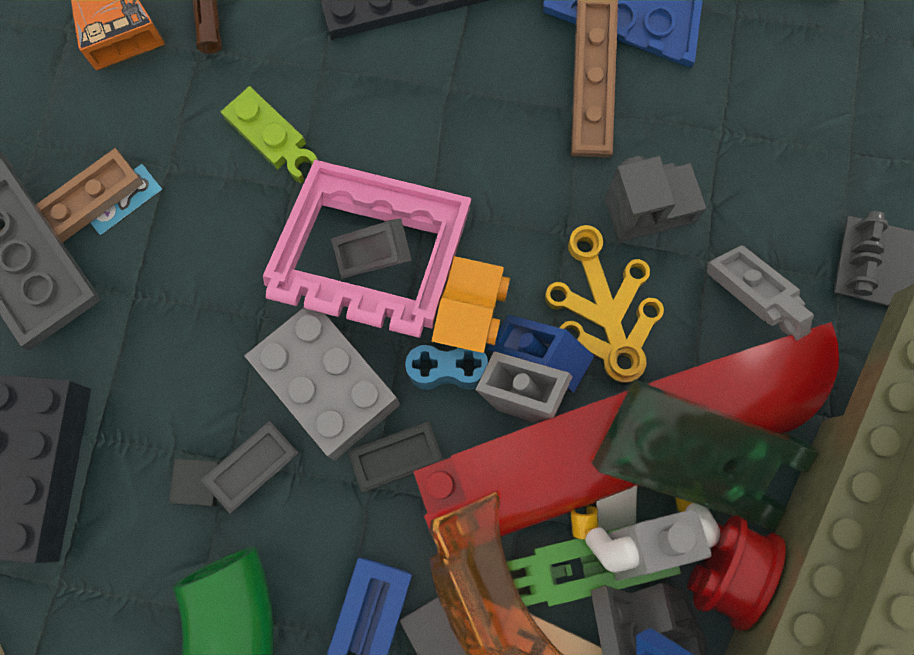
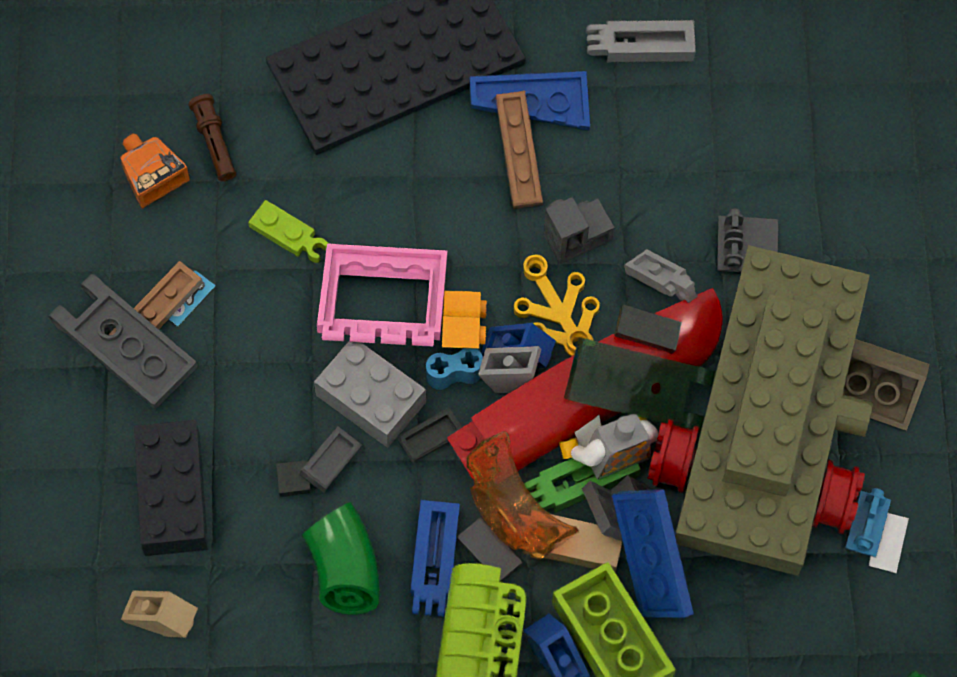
camera: 15 degrees left, 10 degrees down
(371, 248) = (384, 296): dark grey tile -> none
(734, 374) = (648, 328): none -> pearl dark grey tile

